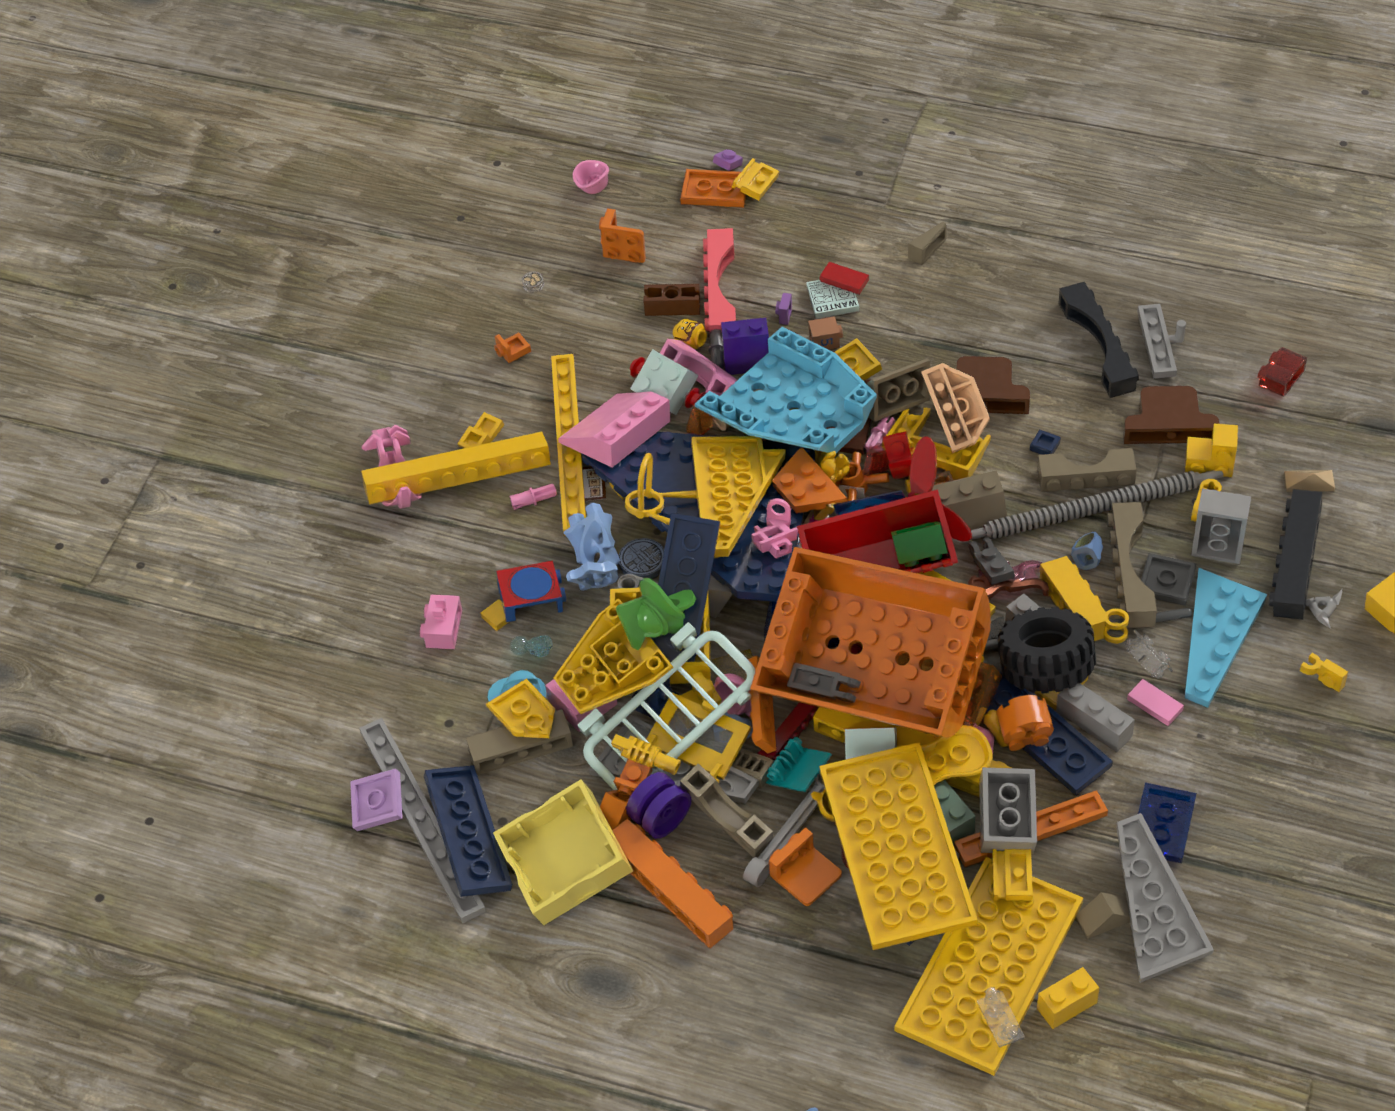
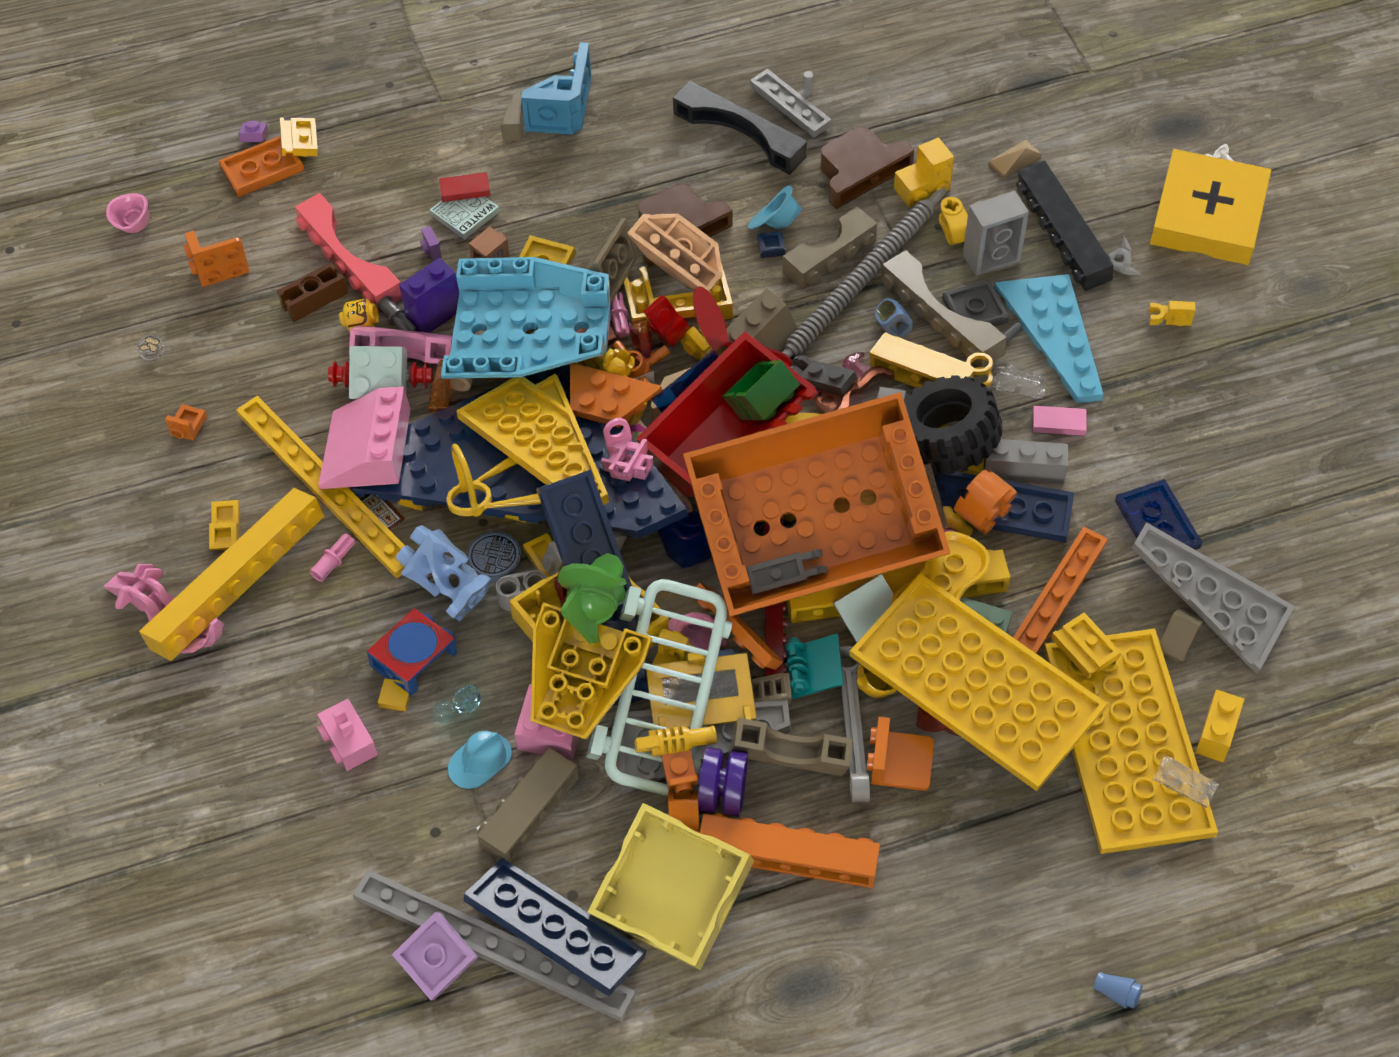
camera: 40 degrees left, 5 degrees up
(524, 711) = (516, 772): yellow tile -> none
(970, 259) = (559, 101): none -> dark azure bracket
(1007, 809) = (1040, 589): light grey brick -> none
(1070, 422) = (778, 212): none -> medium azure piece
(1282, 371) = (917, 76): clear red brick -> none

